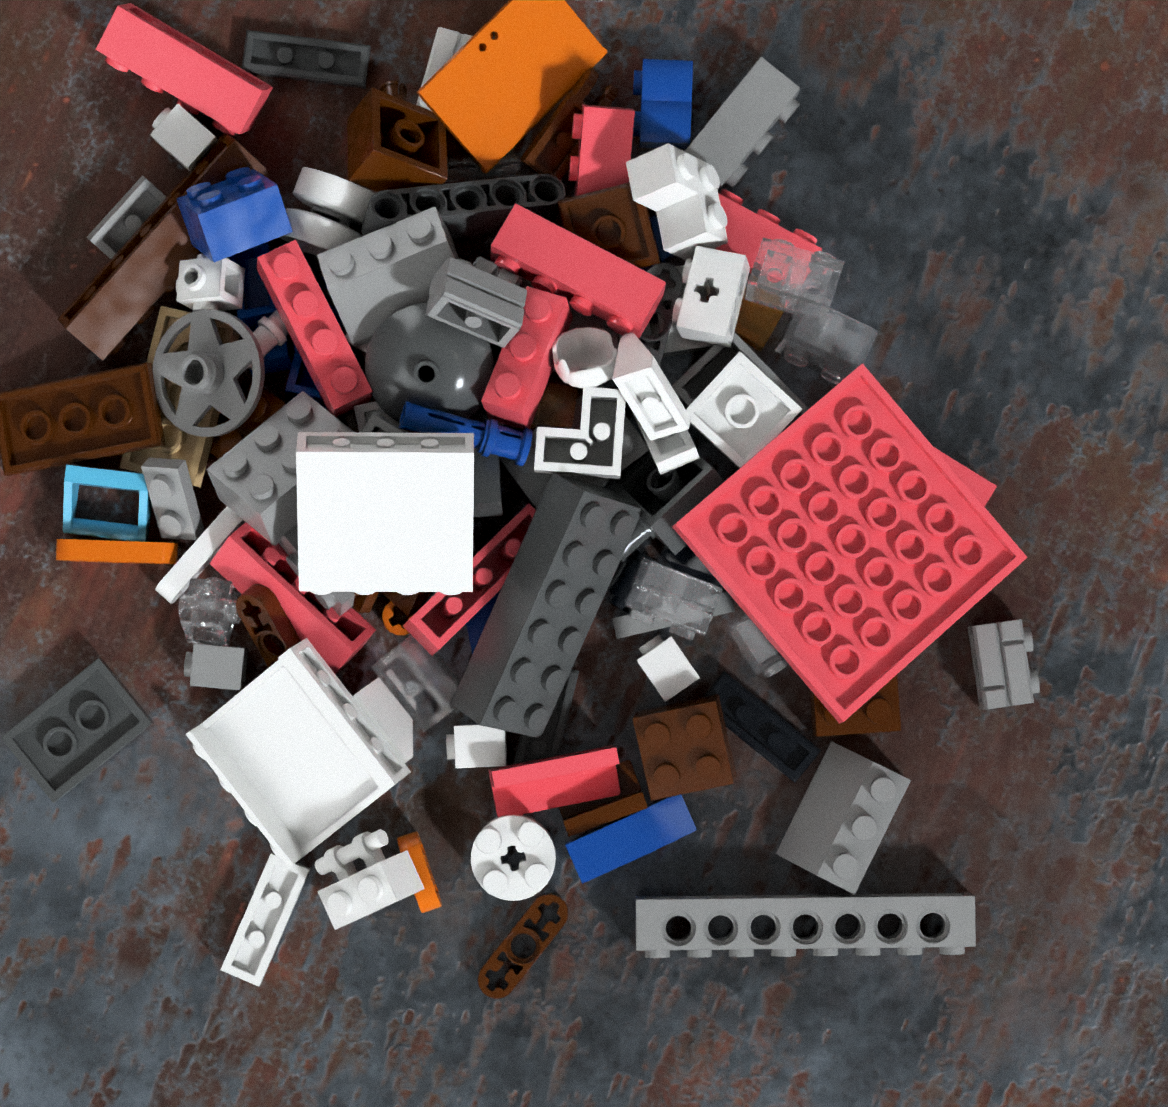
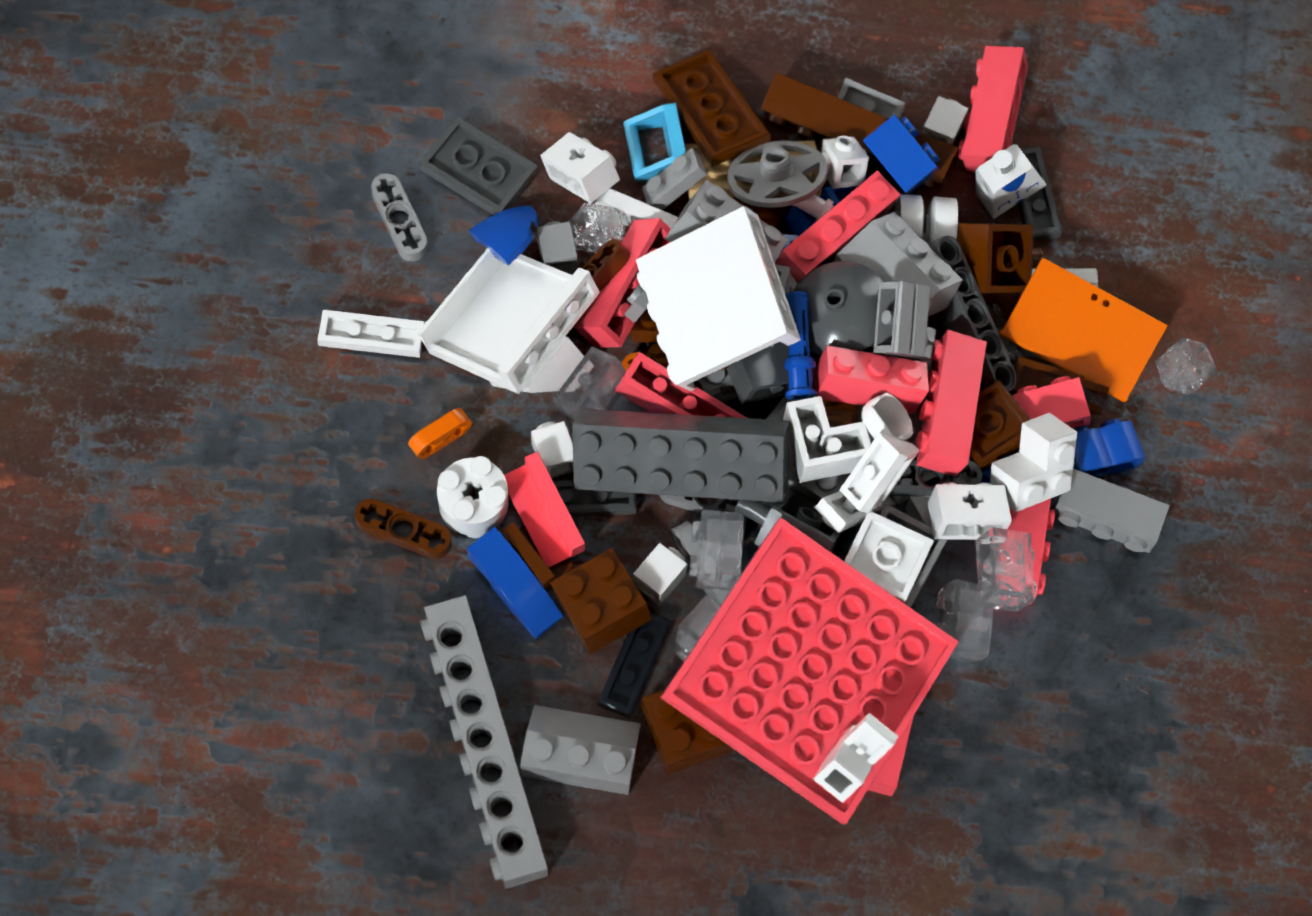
camera: 70 degrees right, 20 degrees down
(83, 837) = (400, 203): none -> light grey beam
(116, 551) = (619, 148): orange beam -> none
(120, 607) = (580, 167): none -> white brick
(184, 721) = (507, 232): none -> blue brick
(290, 88) = (1006, 180): none -> white torso
(371, 888) = (418, 391): white brick -> none
(756, 323) = (958, 560): clear orange panel -> none
(969, 532) = (854, 756): none -> white brick
(1002, 664) = (749, 841): light grey brick -> none

